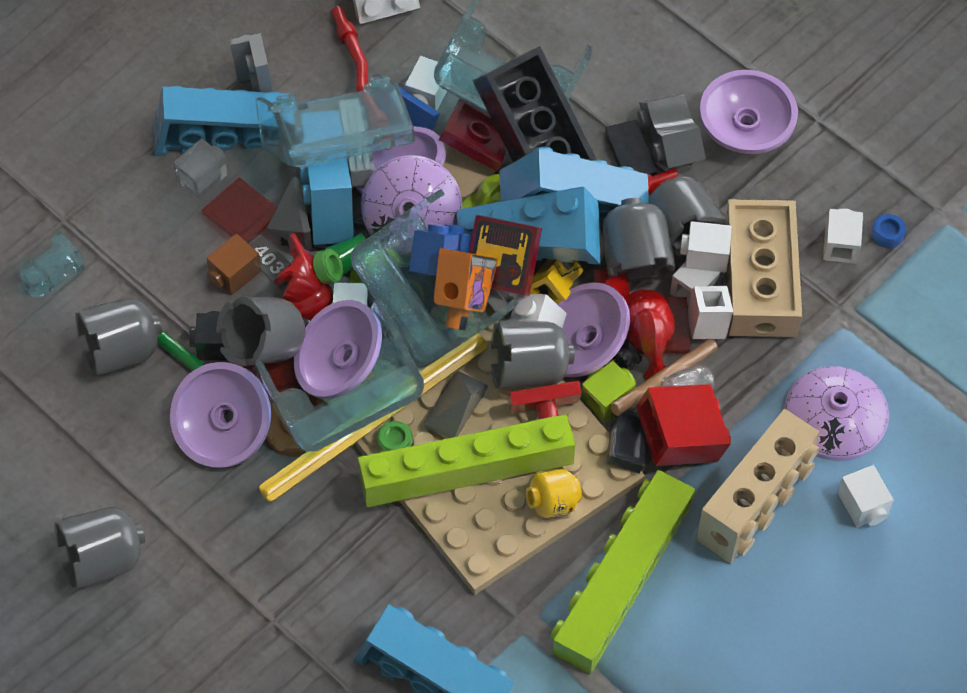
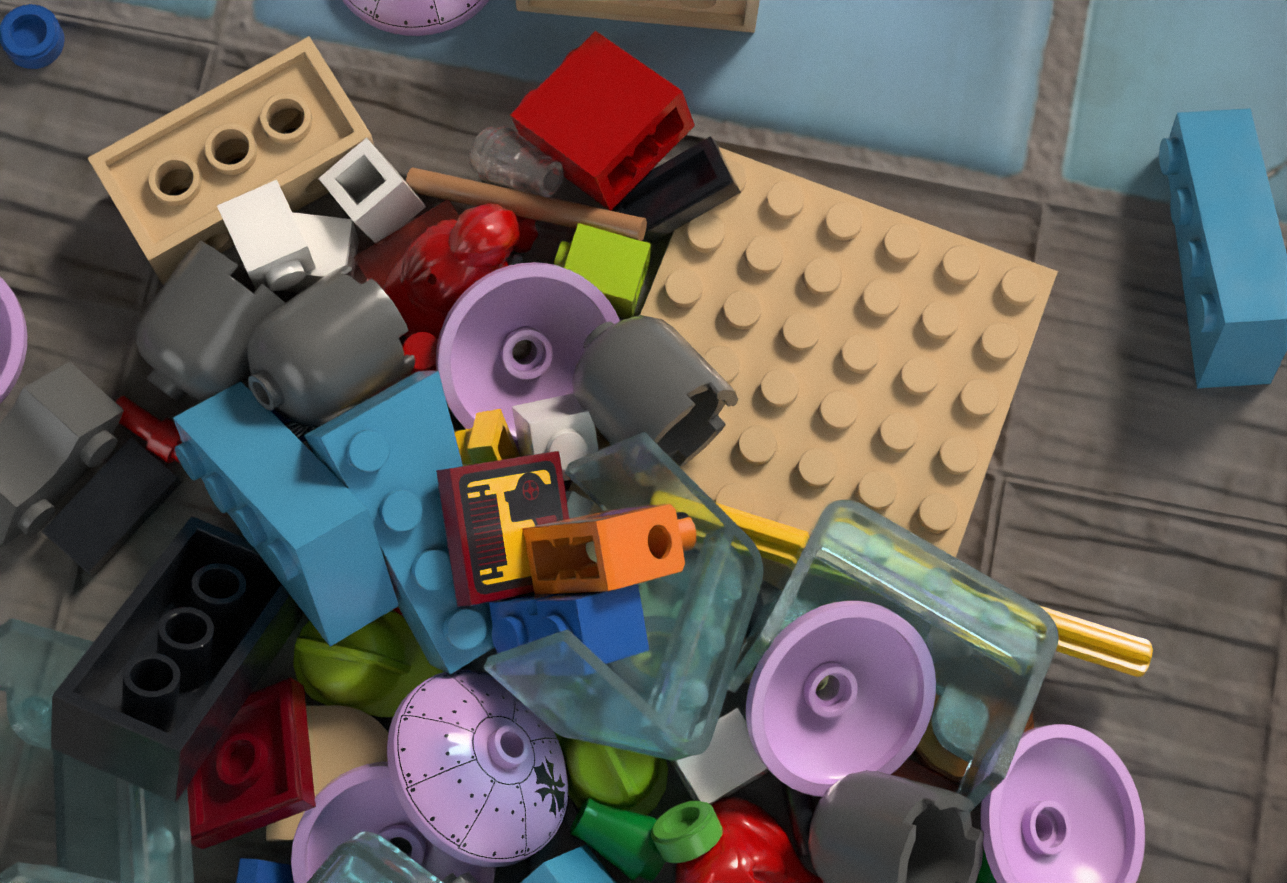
camera: 125 degrees left, 15 degrees up
(394, 436) = (919, 516): bright green tile -> none
(455, 405) = (788, 470): dark grey slope -> none
(466, 460) = (889, 383): lime brick -> none
(544, 399) = (707, 328): red tile -> none
(554, 493) = (852, 226): yellow head -> none
(623, 571) = (887, 83): lime brick -> none
(843, 236) = (88, 86): white brick -> none

